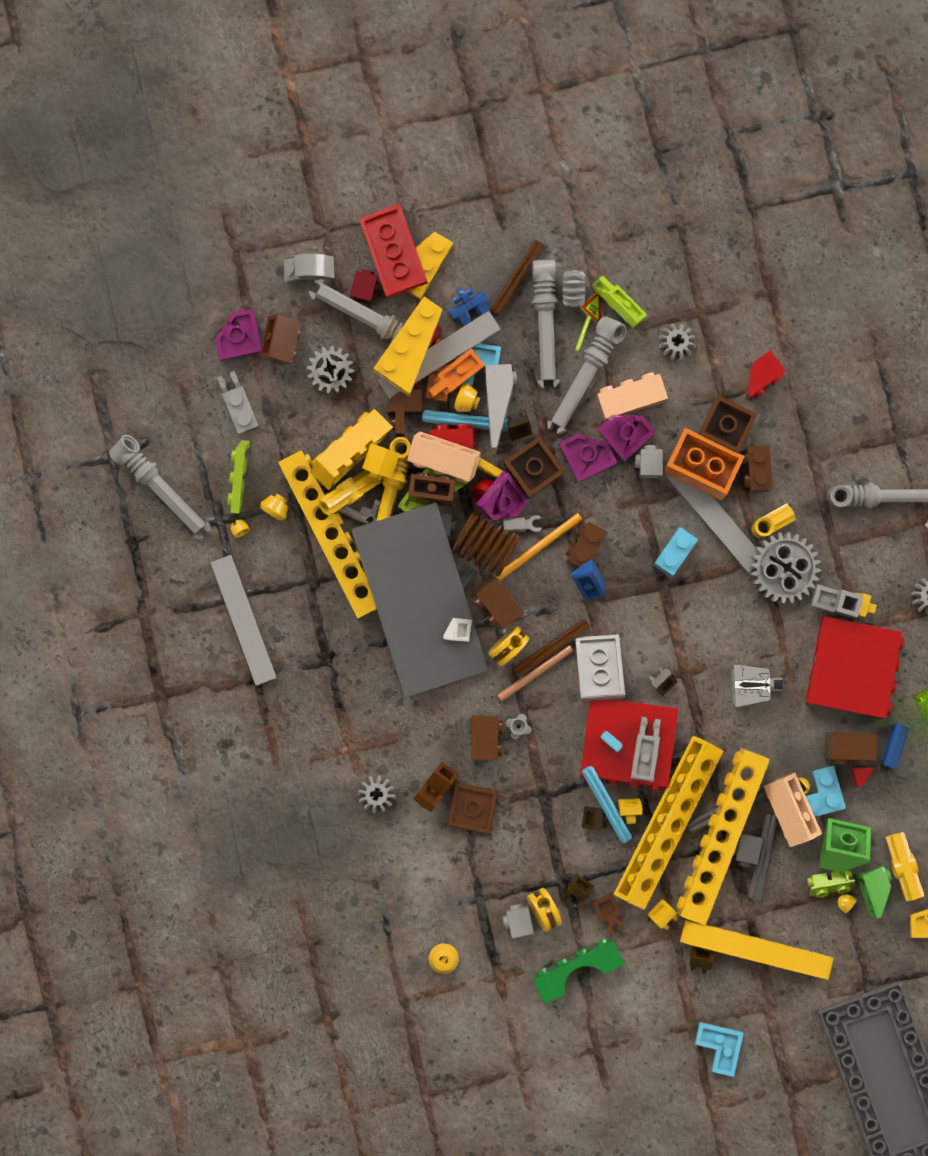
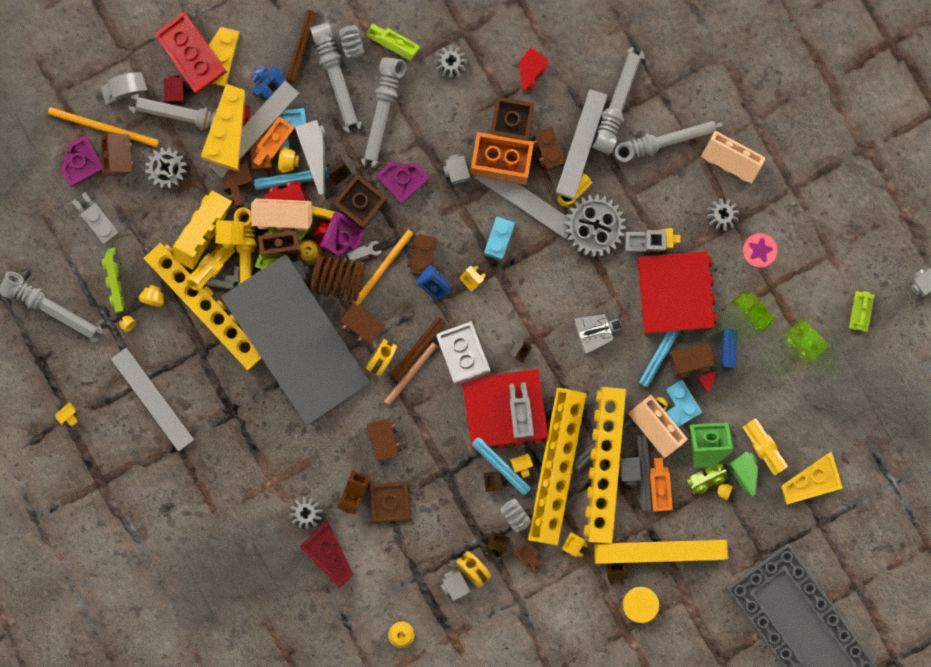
camera: 15 degrees left, 0 degrees up
(145, 609) = (66, 414): none -> yellow tile
(273, 304) = (101, 126): none -> light orange piece
(387, 847) = (327, 554): none -> dark red wing
(458, 630) = (335, 355): white slope -> none
(469, 507) = (310, 258): none -> yellow cone
(521, 720) = (409, 427): light grey plate -> none
(552, 981) = (497, 629): green arch -> none
(592, 308) = (372, 54): piece -> none
(607, 863) = (515, 515): none -> light grey gear
(611, 741) = (489, 412): medium azure tile -> none
(626, 433) = (429, 151): magenta plate -> none
(632, 396) = (425, 118): light nougat brick -> none
(632, 587) = (472, 278): none -> yellow tile
(717, 1002) = (640, 604): none -> yellow head
(727, 1046) = (658, 637): medium azure plate -> none
(776, 877) = (660, 487): none -> orange hinge
(795, 474) = (581, 144): none -> light grey tile
(814, 734) = (658, 358): none -> medium azure axle
(823, 474) = (612, 117): none -> light grey piece

